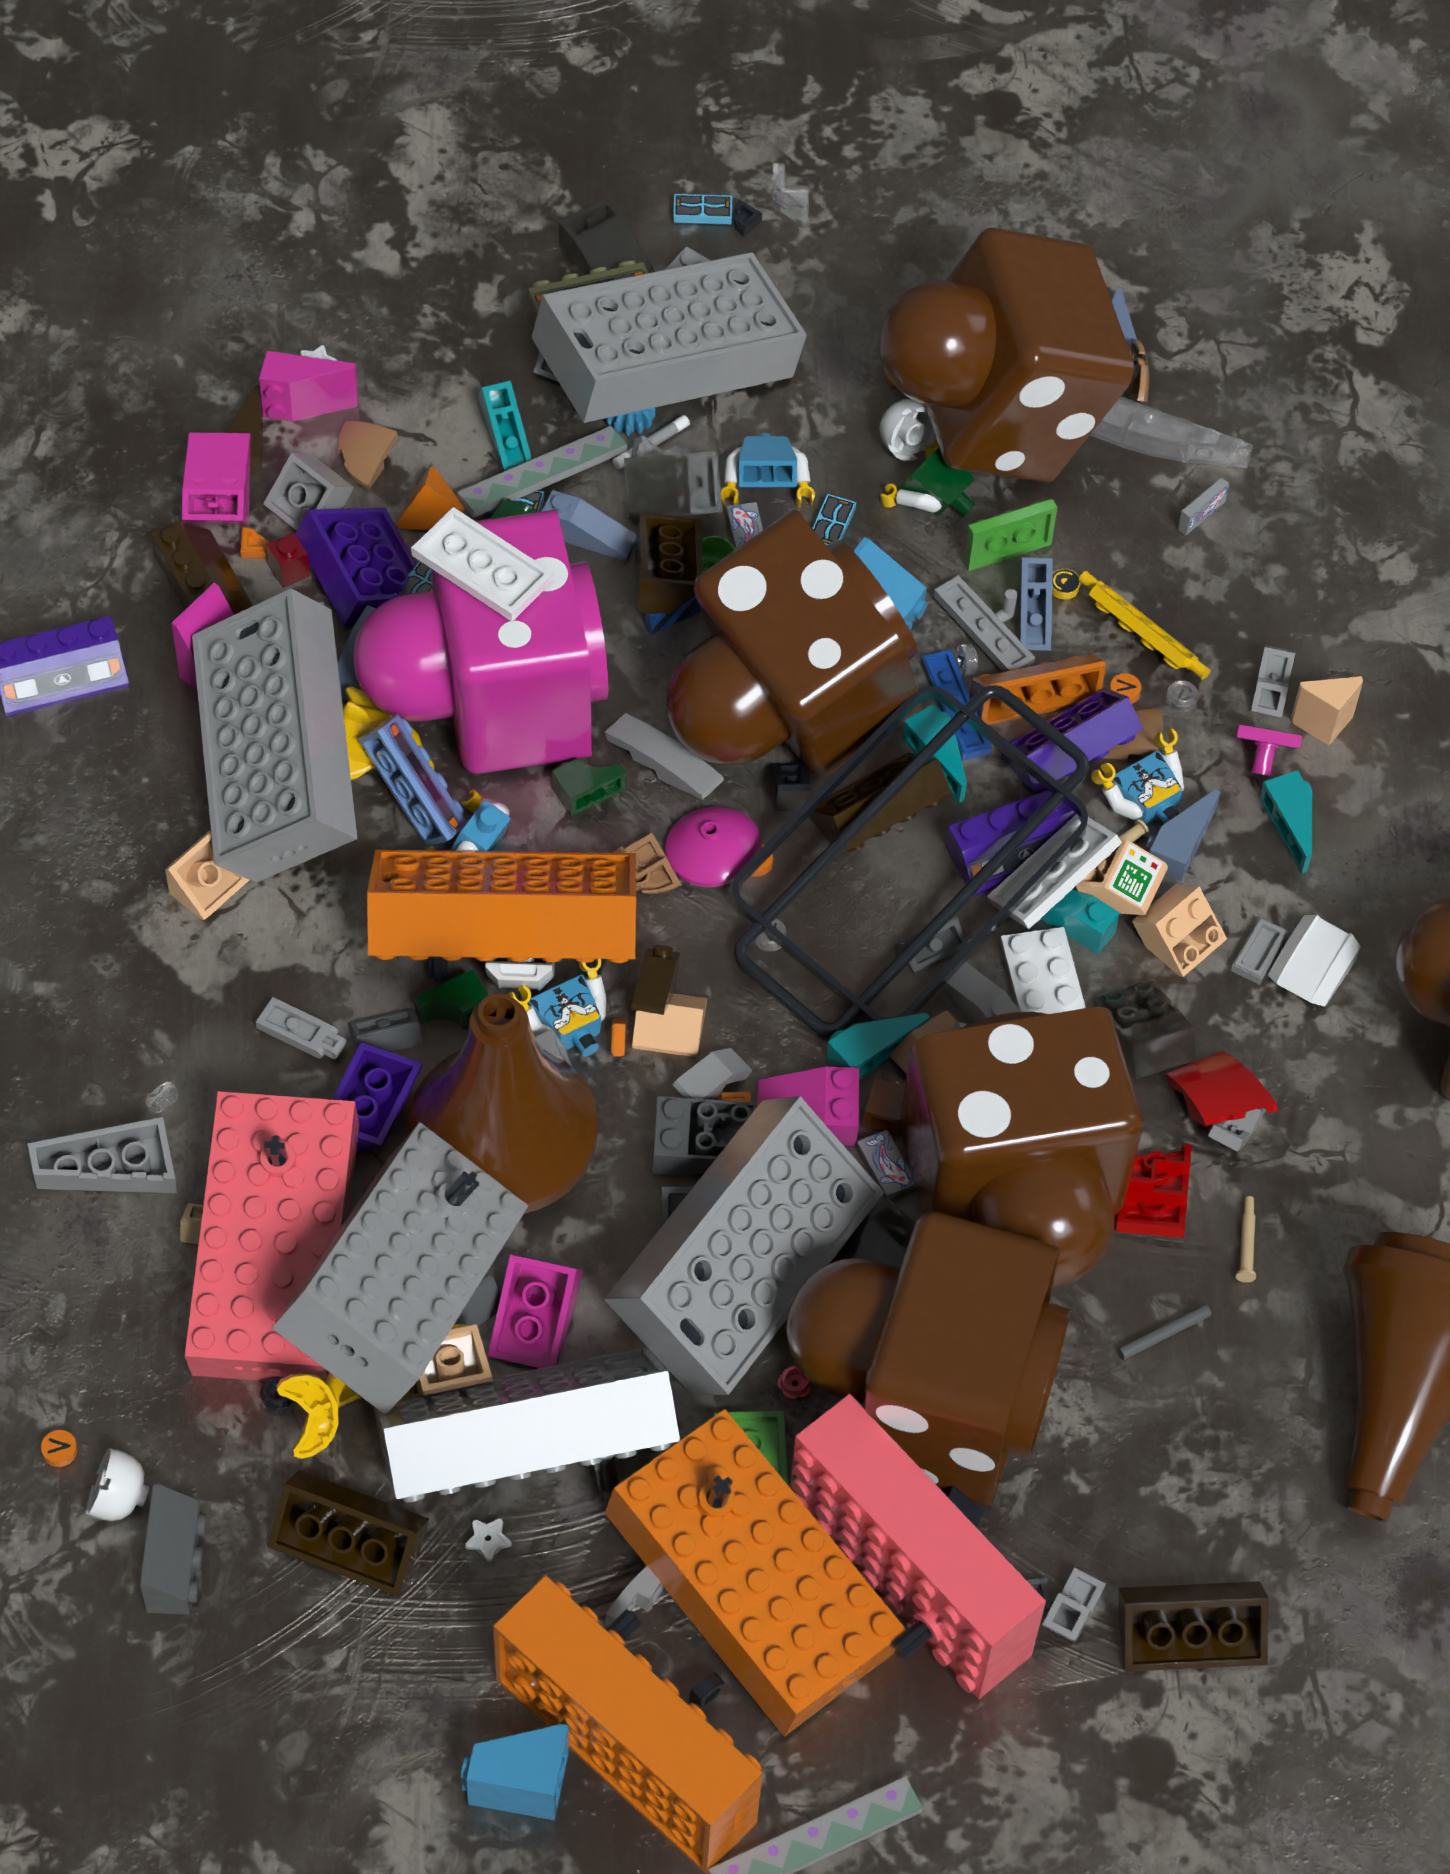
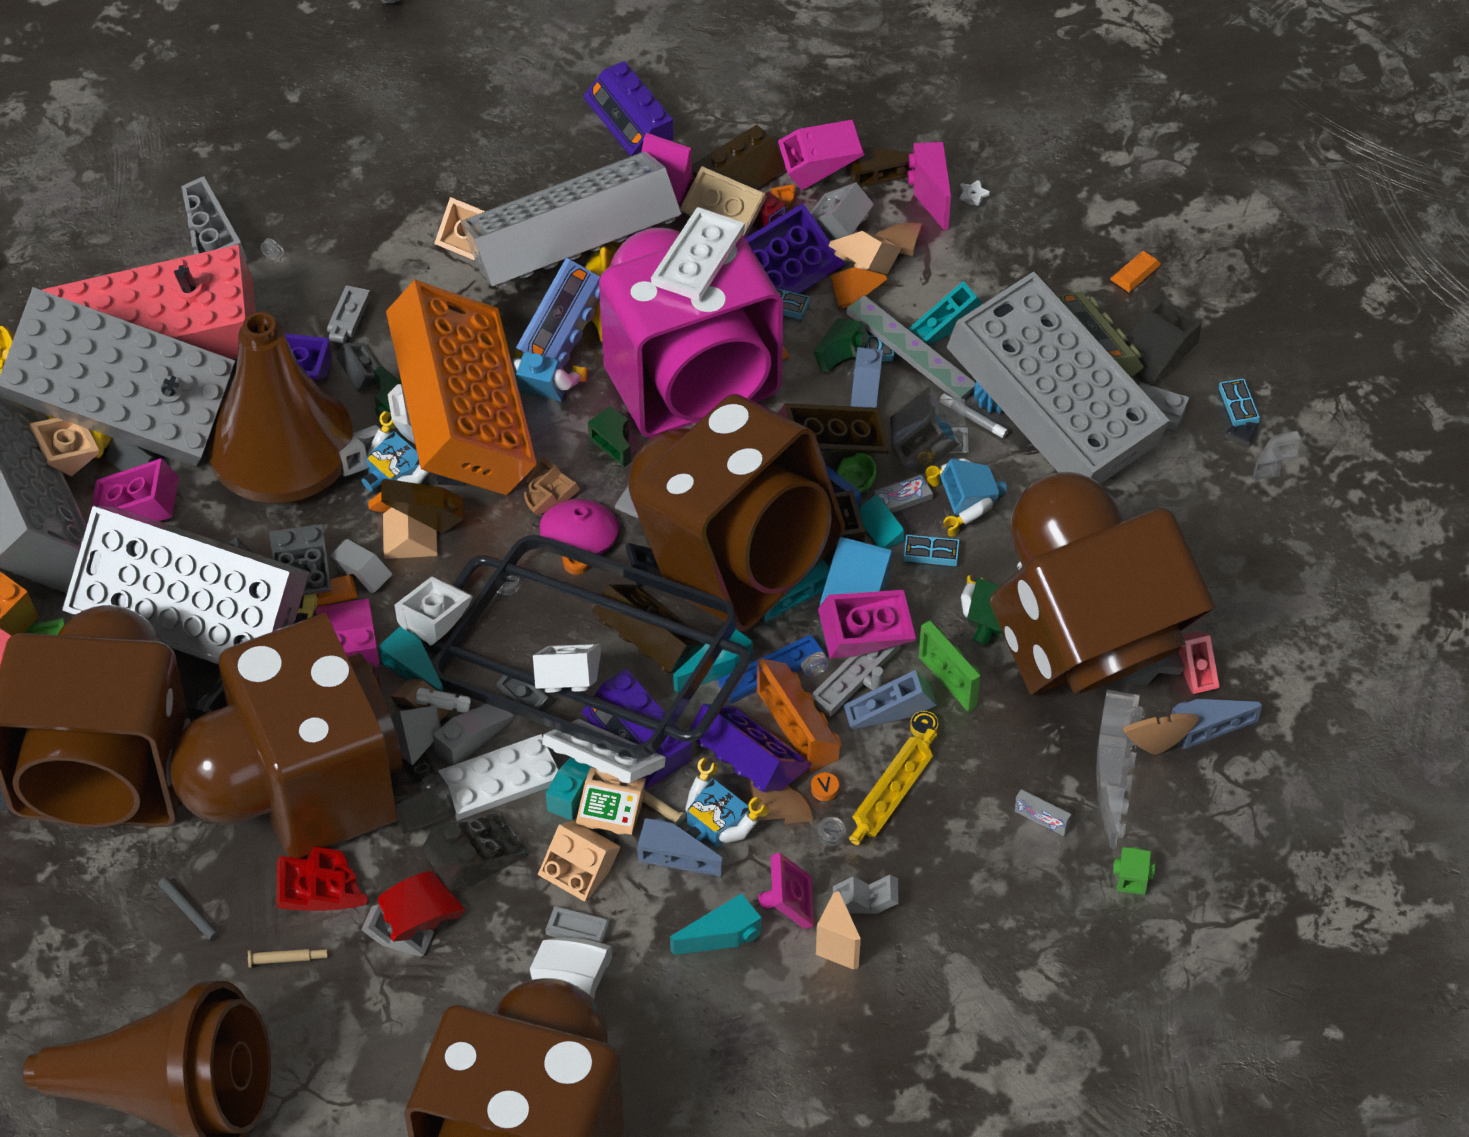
camera: 80 degrees right, 5 degrees down
(271, 576) = (724, 197): none -> tan tile
(391, 471) = (866, 251): none -> light nougat slope
(483, 248) = (1136, 271): none -> orange tile
(814, 1001) = (432, 609): none -> white slope
(943, 591) = (865, 622): none -> dark pink slope
(949, 1010) = (443, 700): none -> white axle
(955, 866) = (566, 667): none -> white slope
(1288, 449) = (1133, 870): none -> bright green brick

